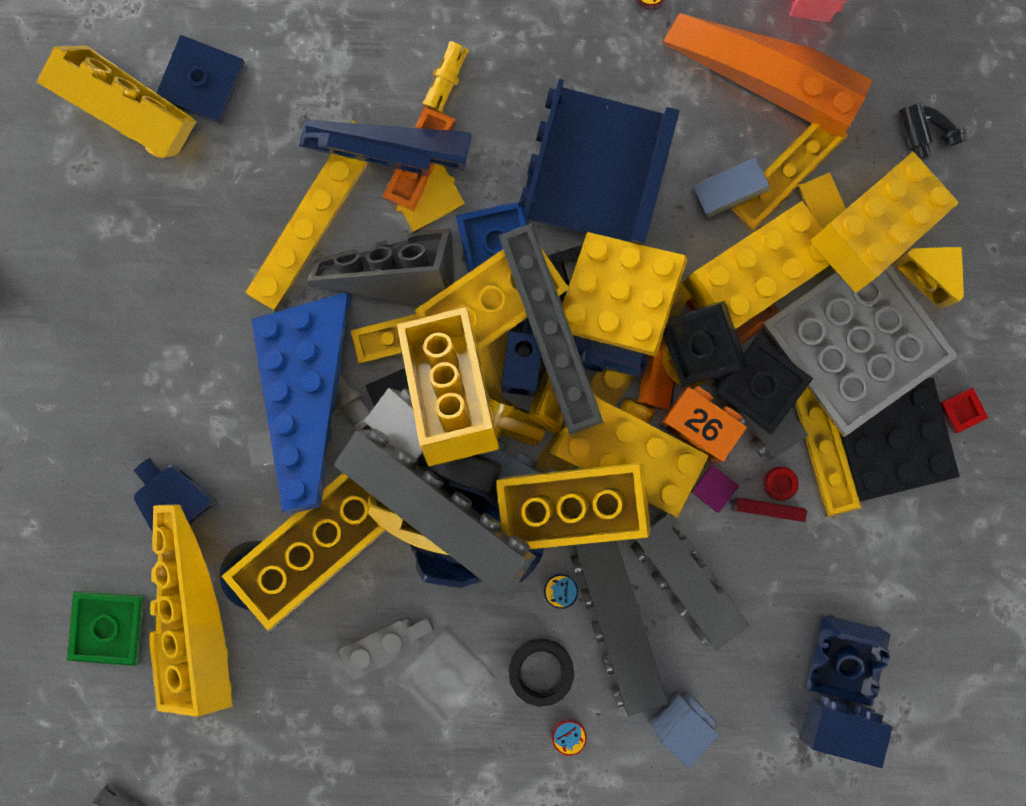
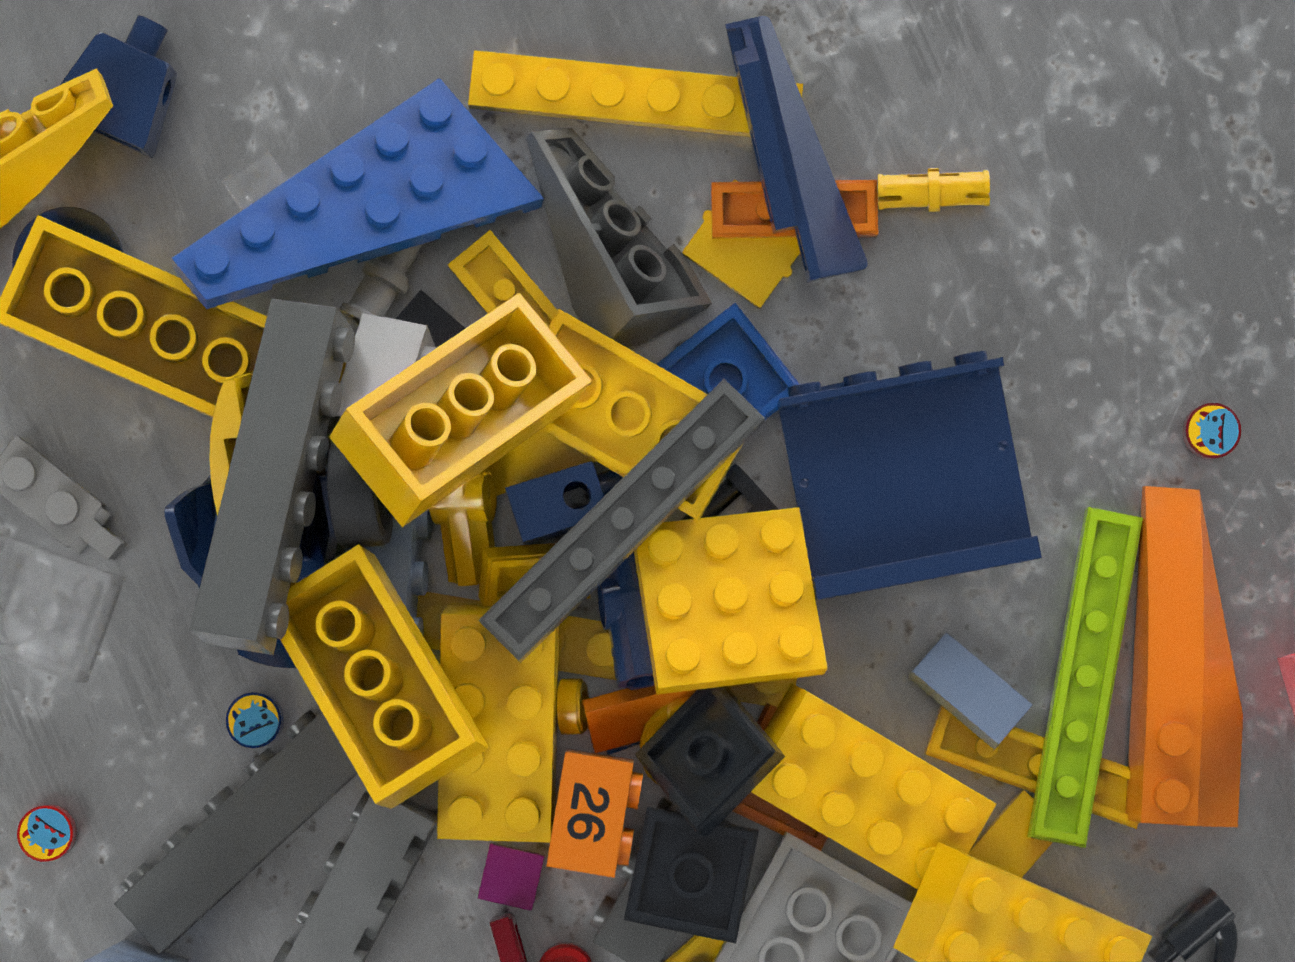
camera: 65 degrees right, 0 degrees up
(544, 698) = (79, 751): black tyre -> none
(753, 122) = (1085, 678): none -> lime tile

